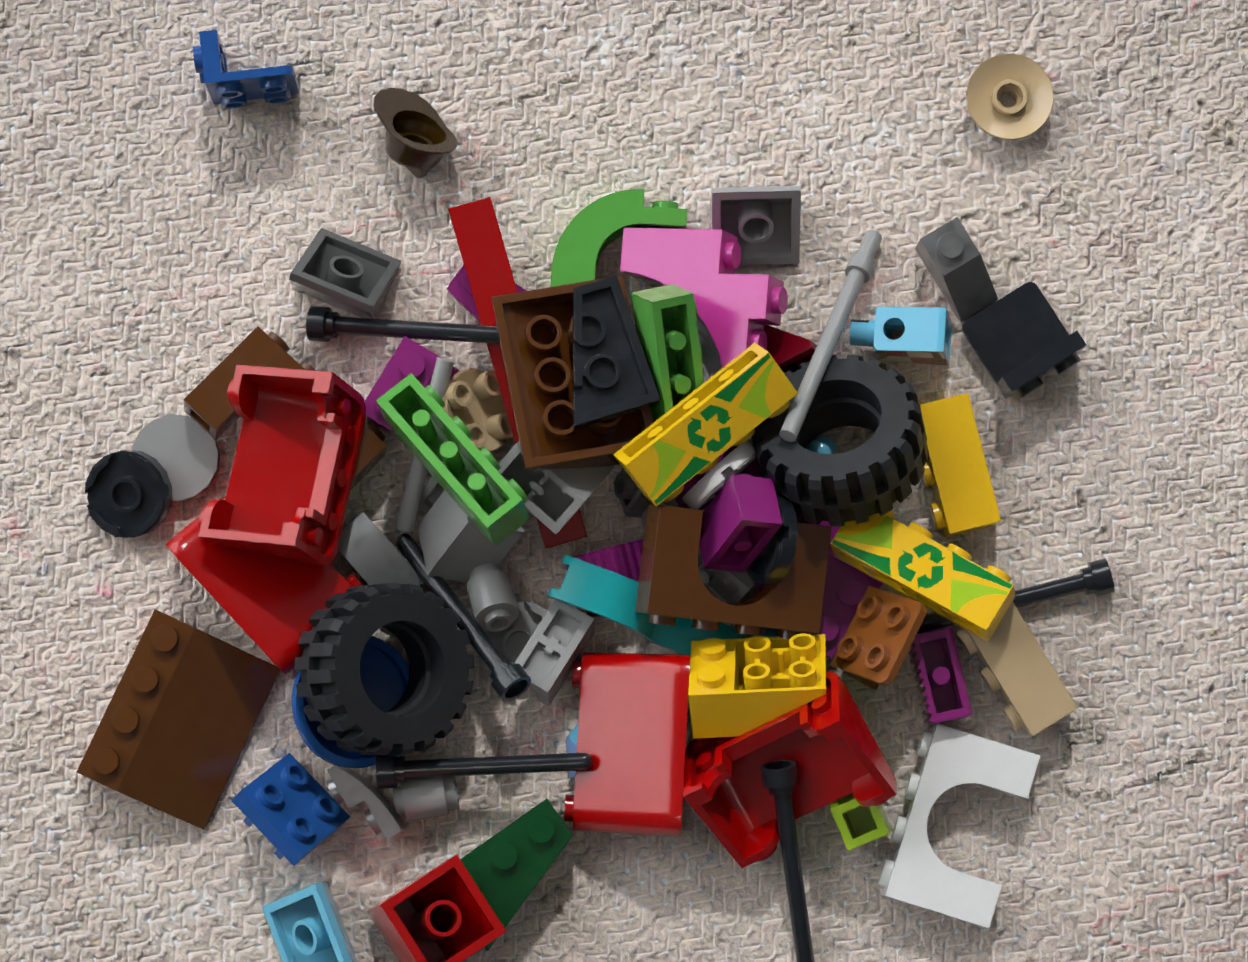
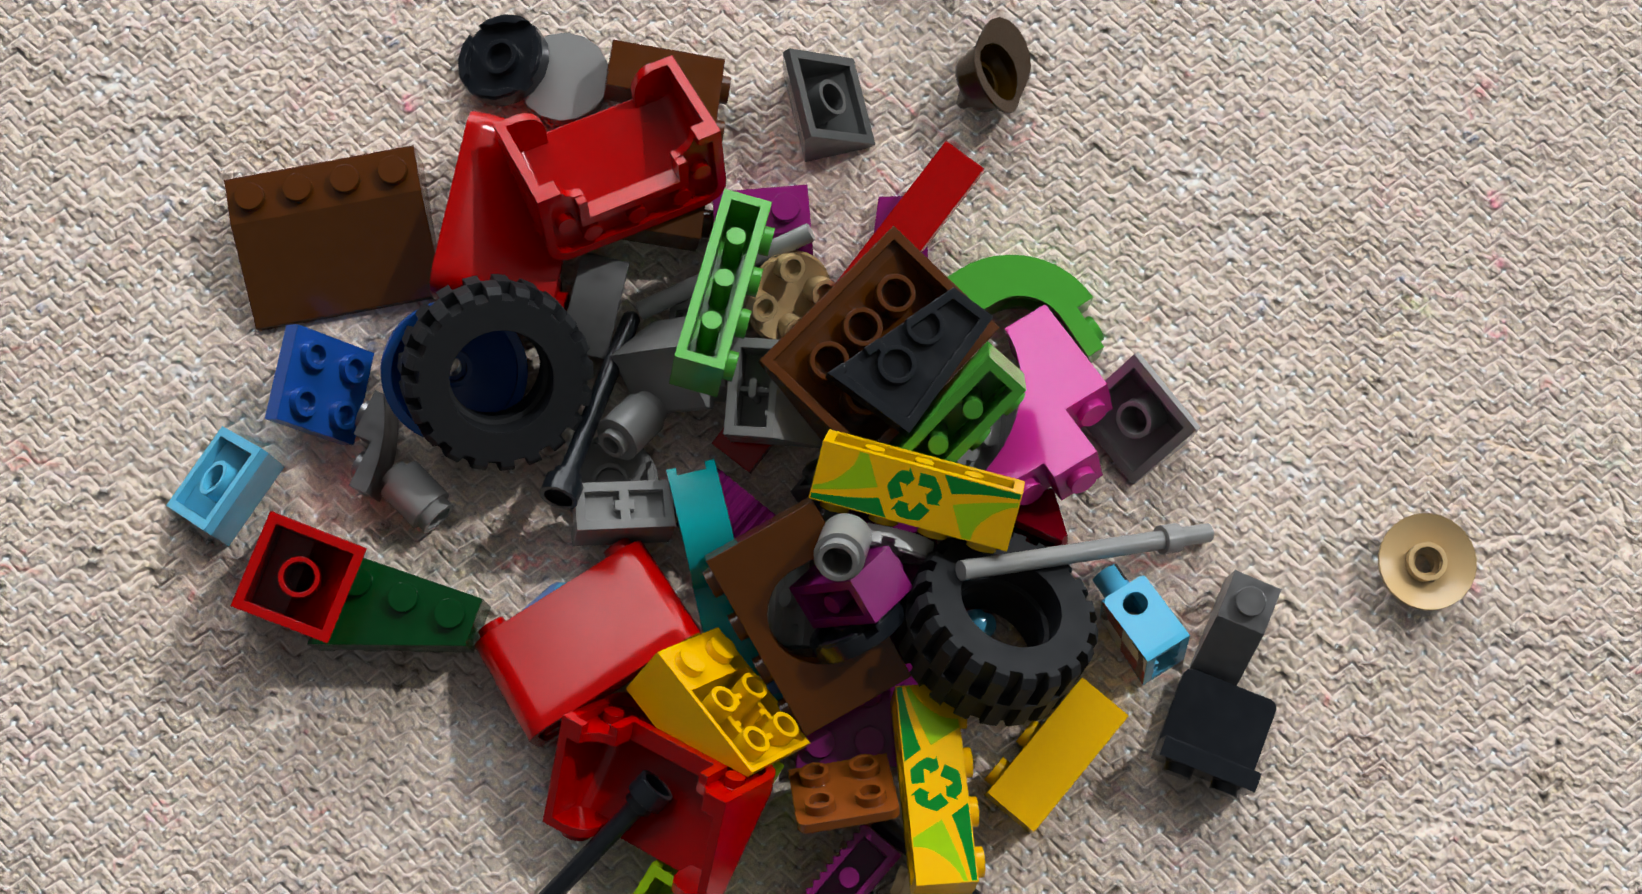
camera: 55 degrees right, 5 degrees down
(324, 324) = (770, 117): black piece -> none
(395, 769) = (417, 451): black piece -> none
(712, 508) = (842, 547): none -> light grey brick

